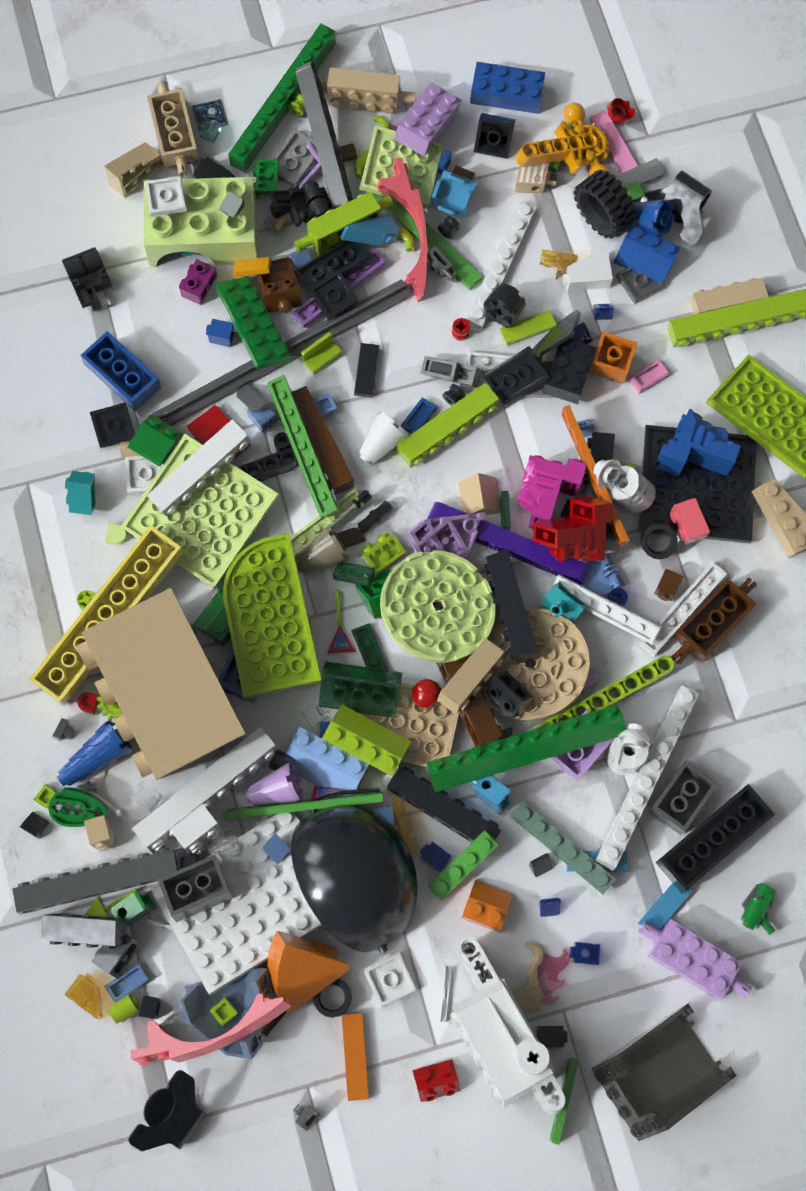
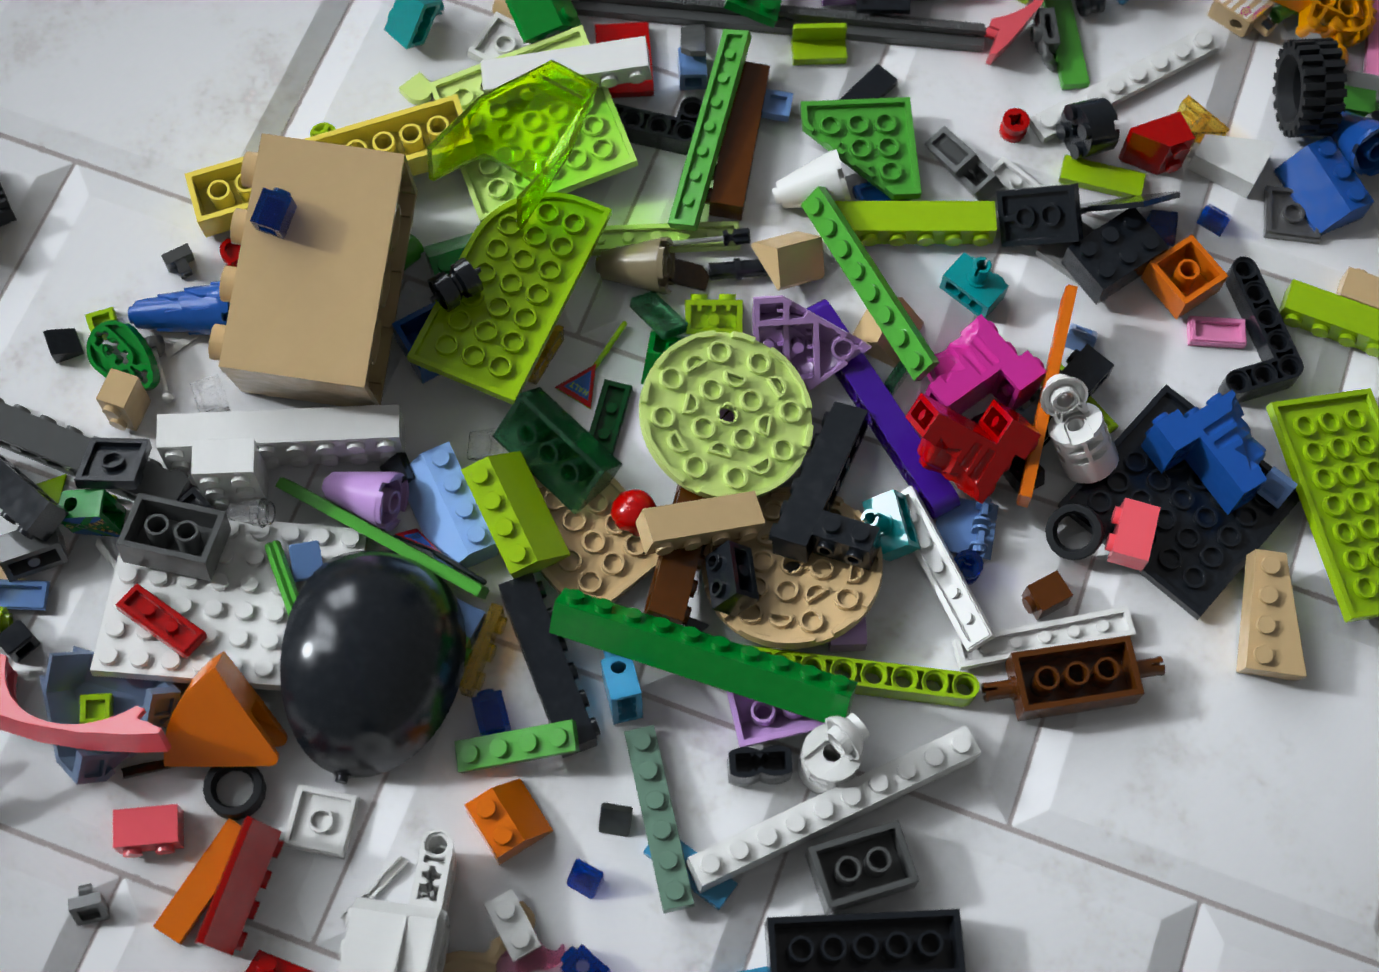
camera: 35 degrees right, 5 degrees down
(125, 672) = (274, 212): none -> clear blue brick
(128, 873) = (113, 463): none -> black hinge
(207, 517) = (521, 126): none -> clear neon green windscreen
(225, 939) = (161, 621): none -> red tile
(240, 641) = (460, 282): none -> black wheel
(272, 867) = (282, 573): none -> bright green axle
(304, 1053) = (148, 829): none -> coral brick
(378, 1047) = (239, 886): none -> red slope
(392, 390) = (870, 138): none -> bright green plate
(400, 490) = (791, 258): none -> tan slope
(453, 395) = (945, 191): black wheel -> none
(456, 477) = (870, 284): none -> bright green plate
(508, 437) = (974, 285): none -> teal brick
(532, 959) = (512, 925): none -> white plate
(548, 289) = (1158, 144): none -> red slope
(552, 631) = (846, 540): none -> black brick
(595, 781) = (750, 765): none -> black brick
(673, 362) = (1261, 335): none -> black beam
(745, 442) = (1277, 487): none -> medium blue tile

